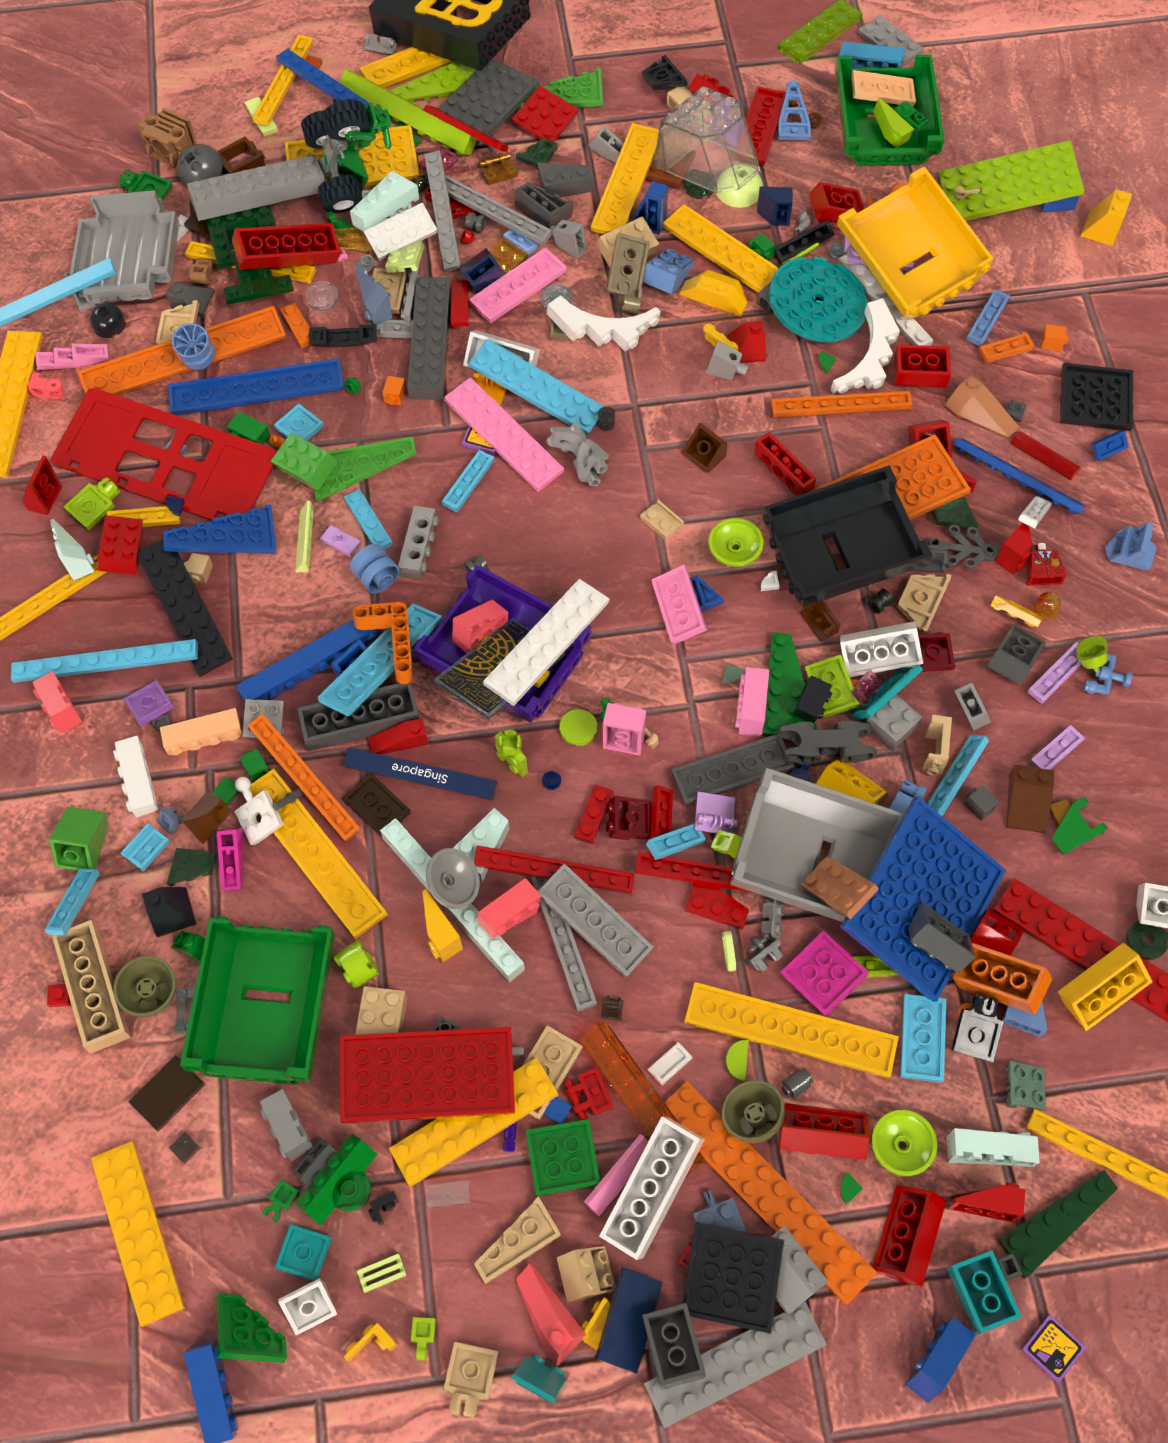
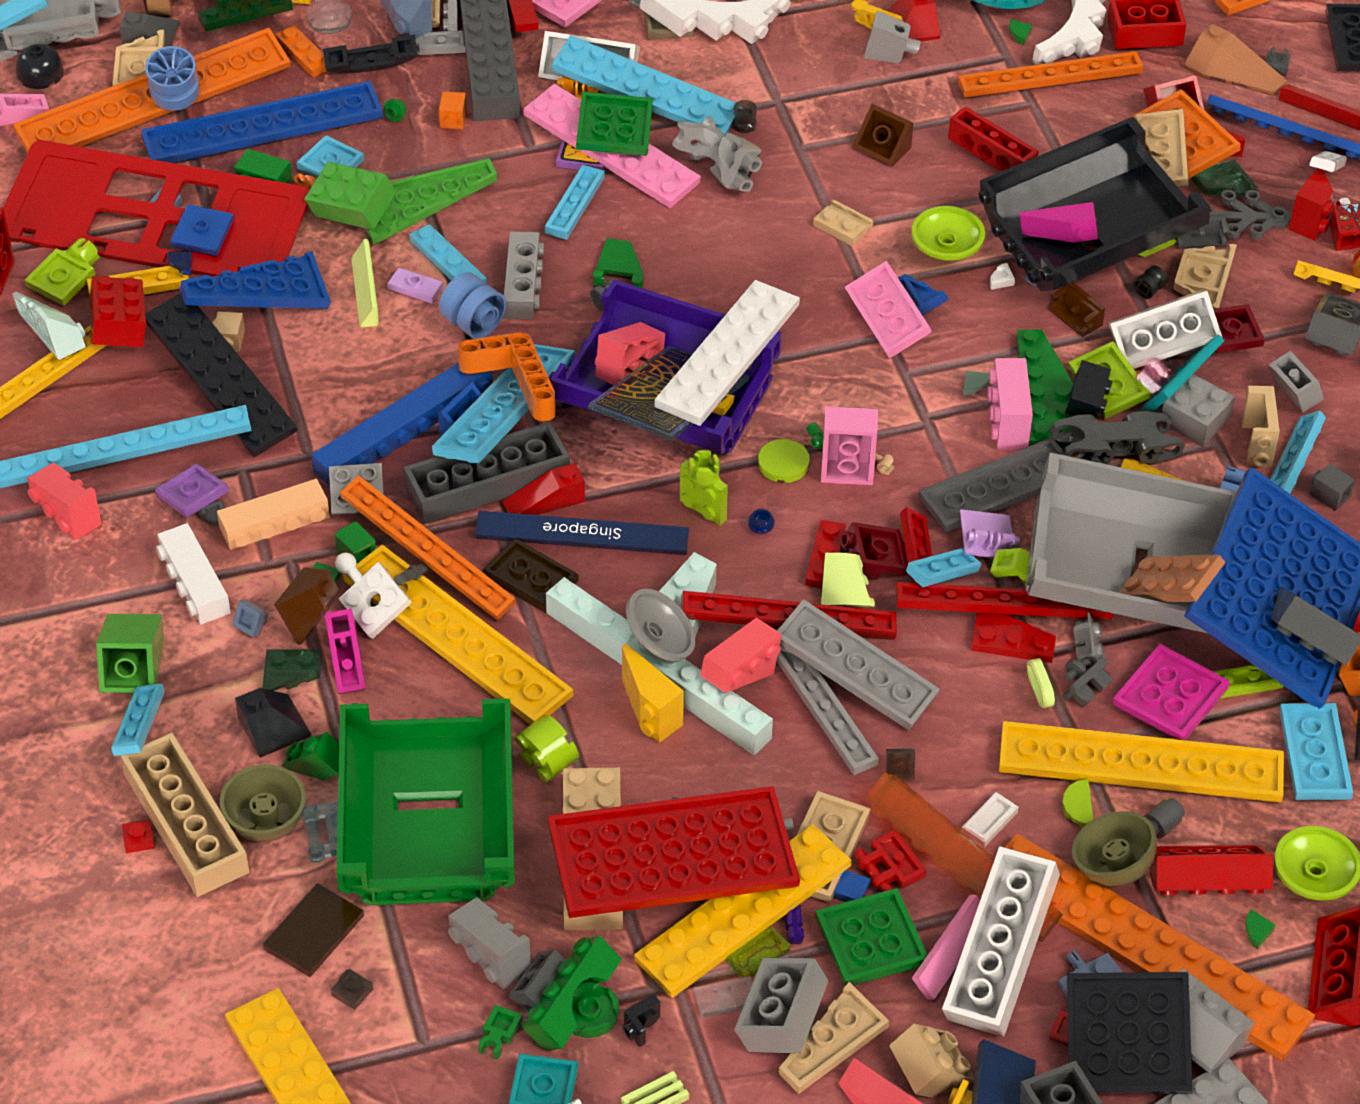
camera: 10 degrees left, 15 degrees down
(145, 847) = (223, 653): medium azure plate -> none
(195, 478) = (202, 230): none -> blue plate
(479, 1158) = (748, 958): none -> clear neon green tile
(483, 1214) = (781, 1005): none -> light grey brick
(491, 536) = (618, 259): none -> green flag
(506, 419) = (614, 123): none -> green plate
(600, 845) = (845, 582): none -> yellowish green slope
(824, 549) = (1061, 223): none -> dark pink slope
(914, 484) = (1167, 142): none -> tan wing

